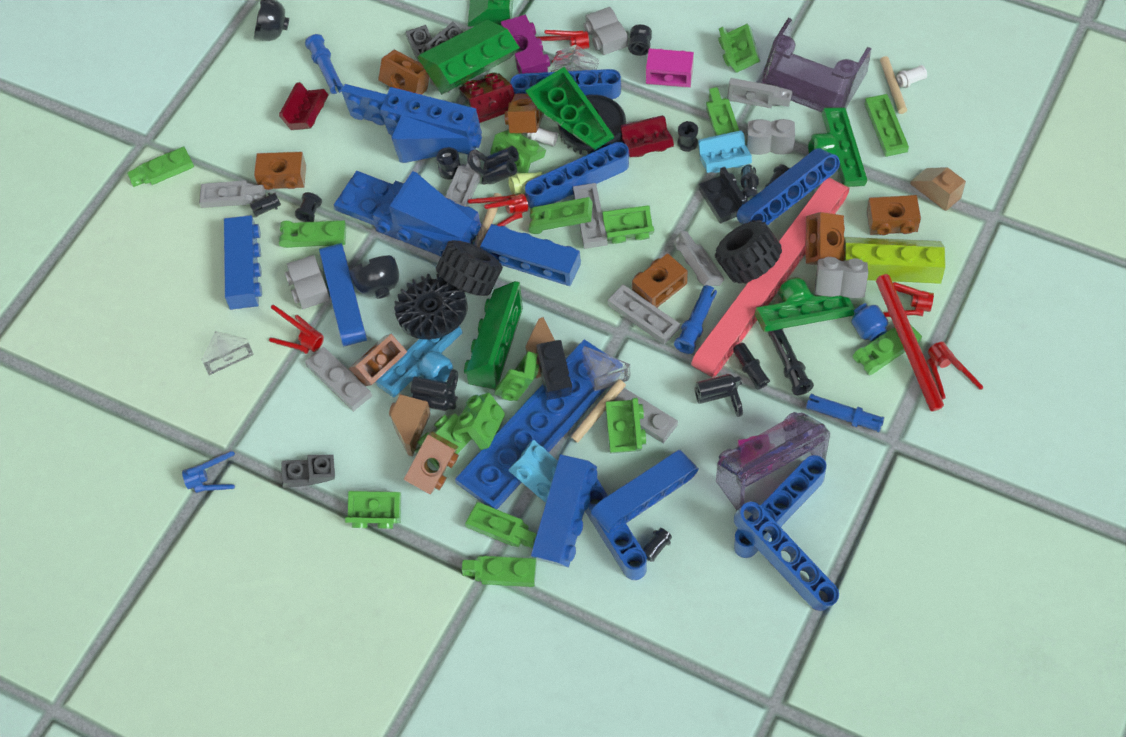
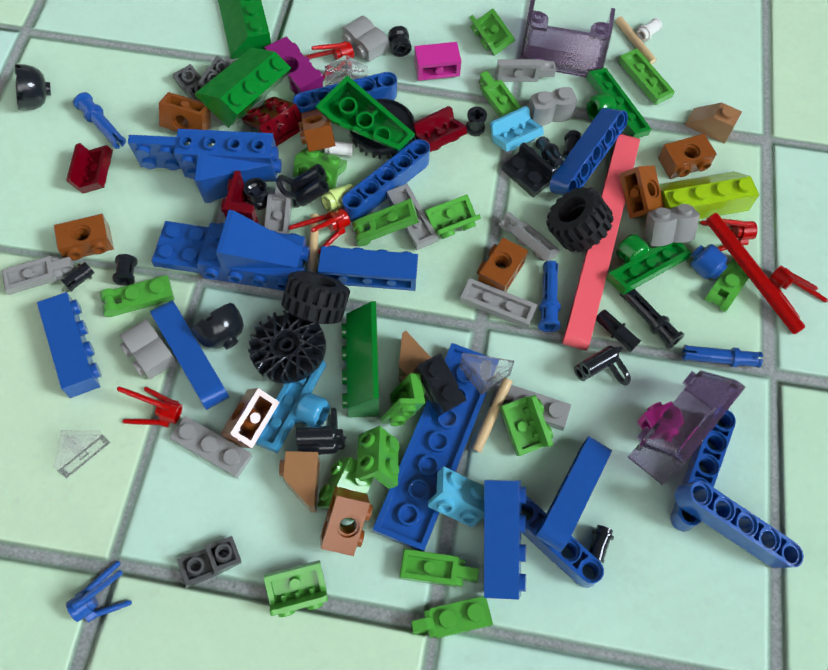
camera: 25 degrees left, 5 degrees up
(426, 163) = (237, 200): none -> dark red bracket

